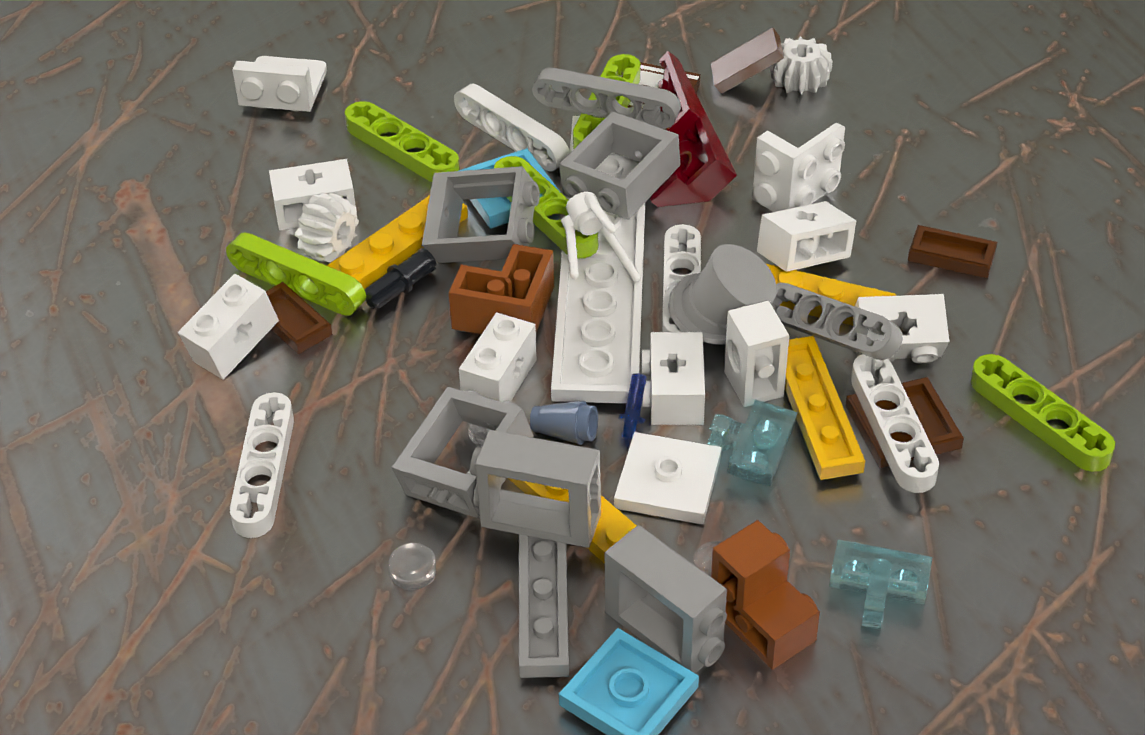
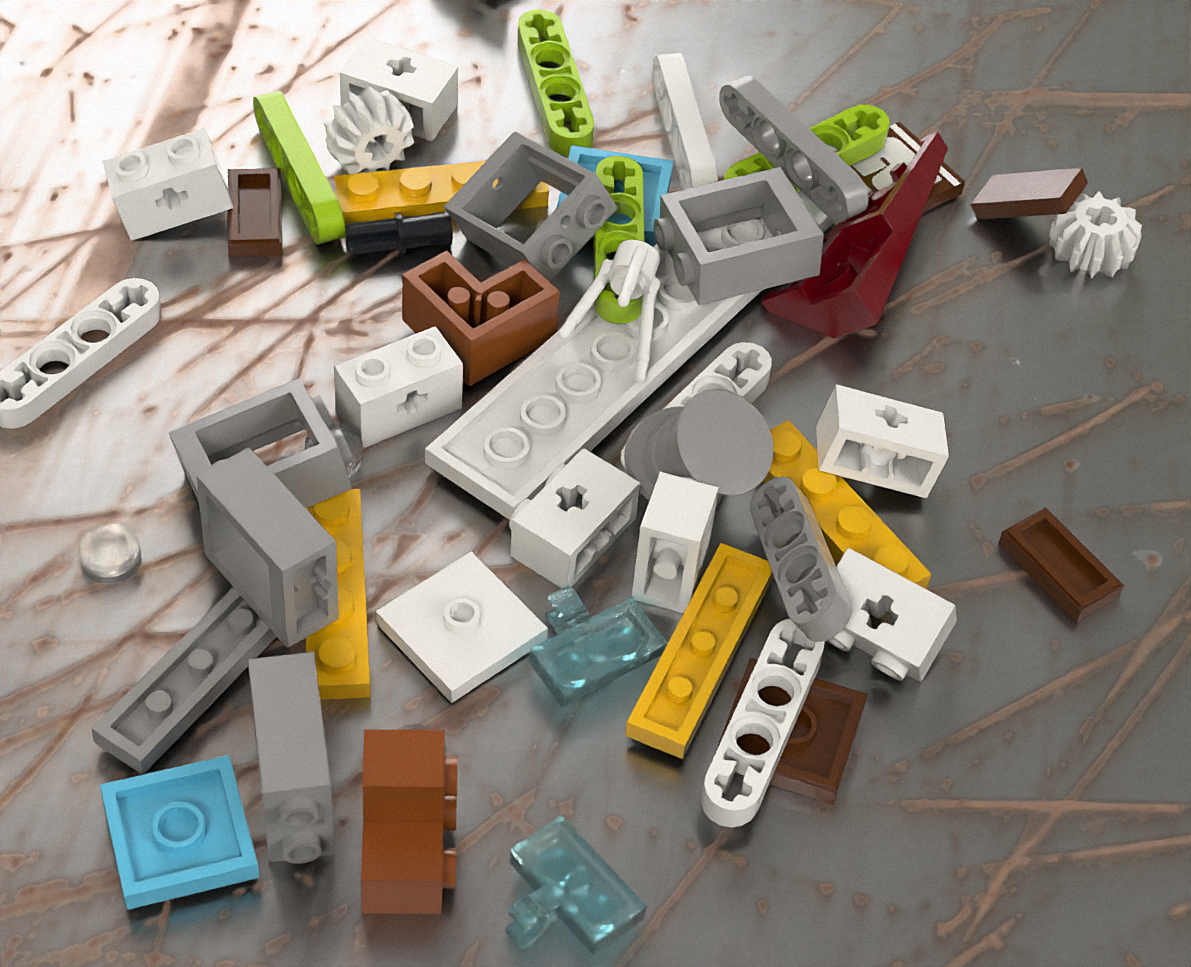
camera: 30 degrees right, 5 degrees up
(566, 421) = (413, 496): sand blue cone -> none
(632, 416) = (495, 521): clear blue piece -> none
(797, 176) = (951, 364): white bracket -> none
(1082, 443) = (970, 821): lime beam -> none

